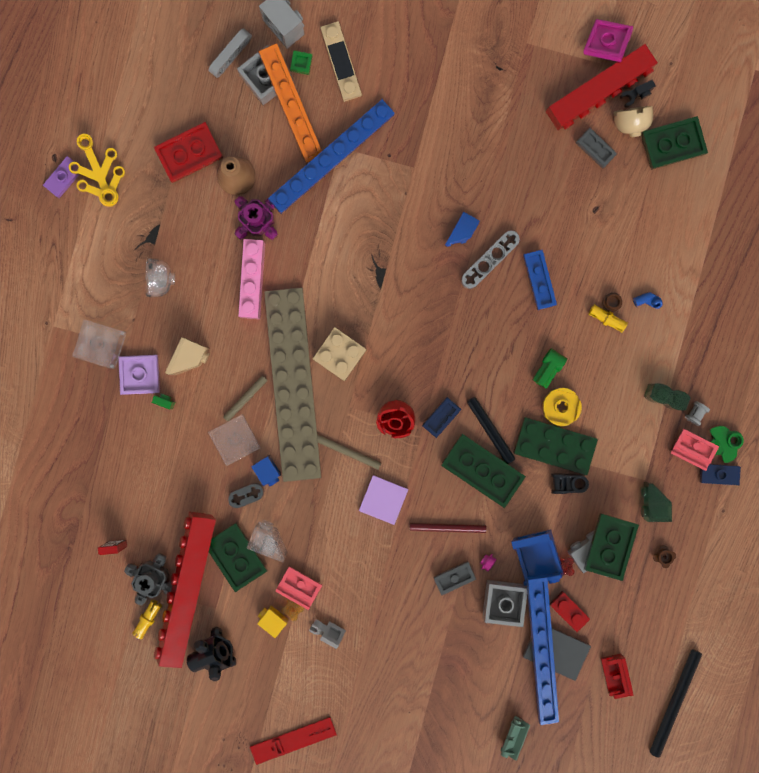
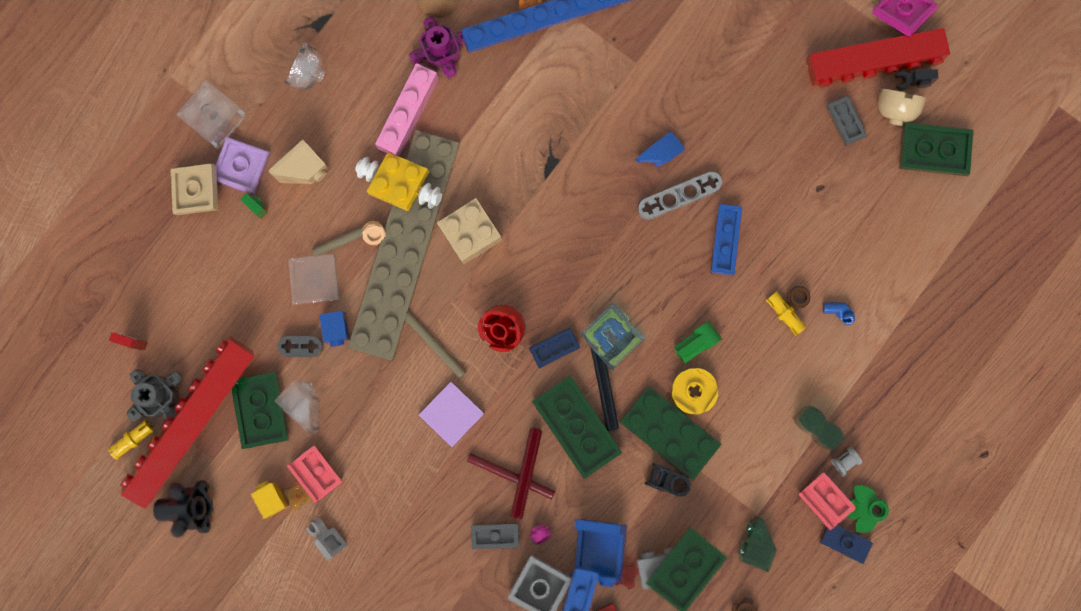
camera: 30 degrees right, 5 degrees down
(111, 408) = (194, 189): none -> tan plate
(265, 385) = (373, 232): none -> light nougat tile
(268, 338) = (398, 181): none -> yellow plate
(459, 522) = (526, 473): none -> dark red axle
(483, 390) = (612, 336): none -> clear light blue slope

